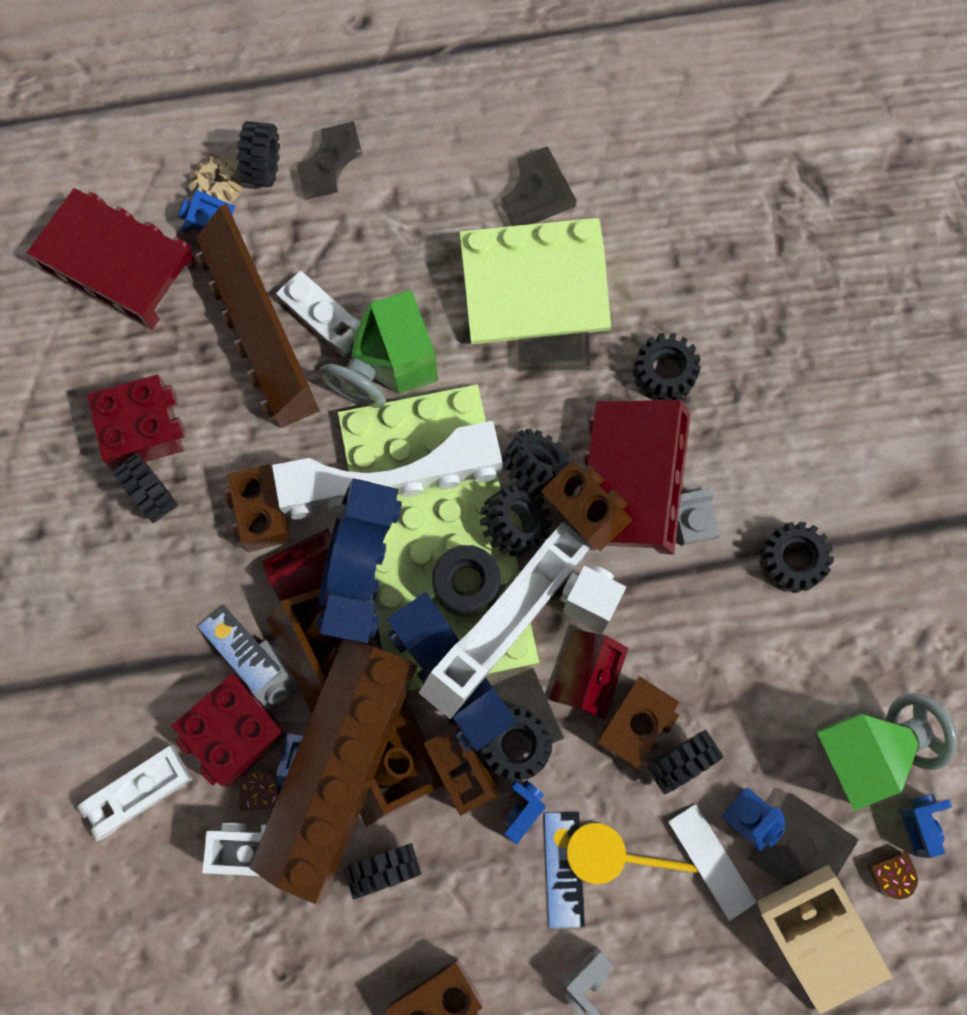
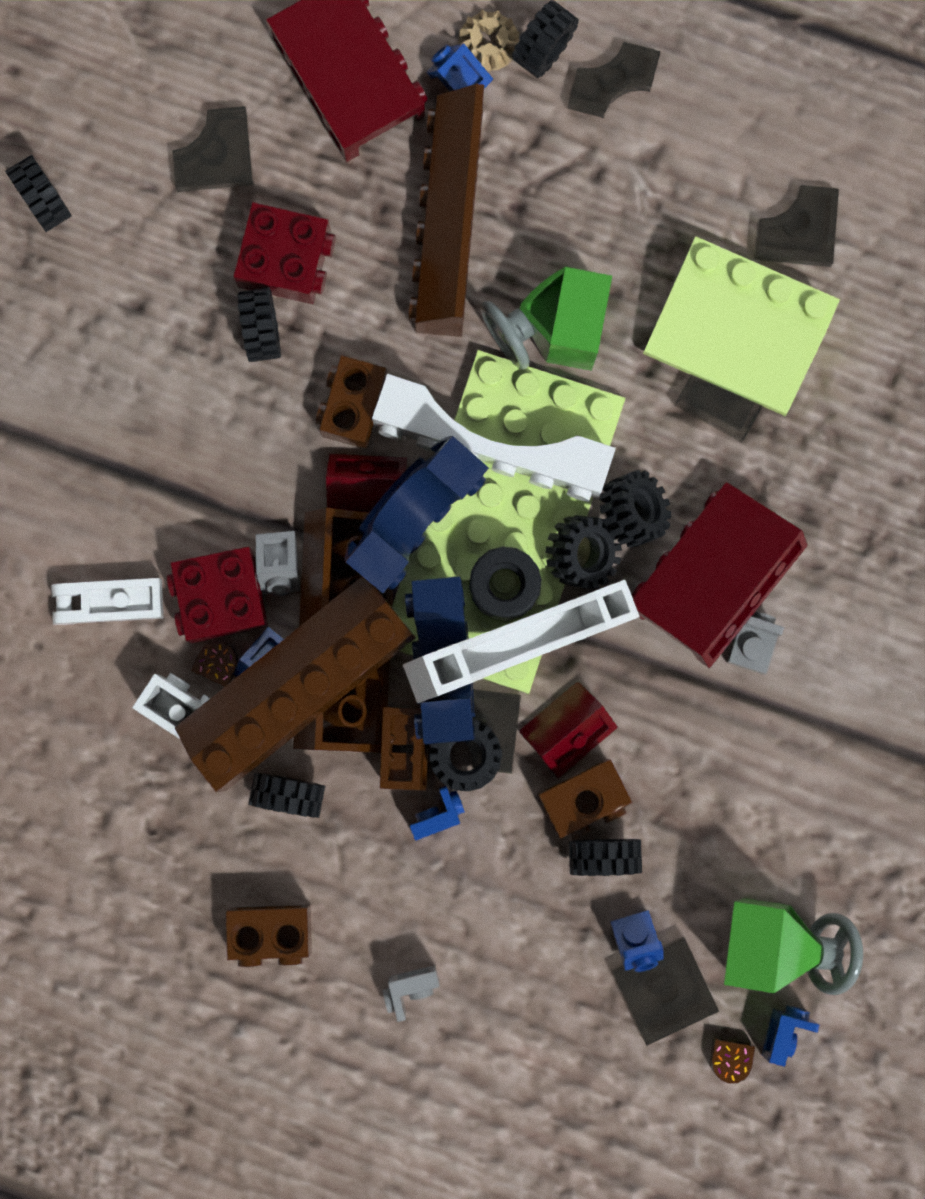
camera: 25 degrees right, 10 degrees up
(42, 378) = (218, 155): none -> clear smoke tile
(239, 648) = (266, 524): sticker -> none
(319, 312) = (516, 238): white plate -> none
(563, 886) = (445, 885): sticker -> none
(584, 507) = (648, 580): reddish brown brick -> none
(592, 597) = (610, 664): white brick -> none
(599, 855) = (483, 890): yellow piece -> none
(672, 349) = (838, 477): black tyre -> none
(712, 862) = (578, 954): white sticker -> none
(808, 539) = (847, 730): black tyre -> none
(823, 939) = (633, 1073): tan slope -> none

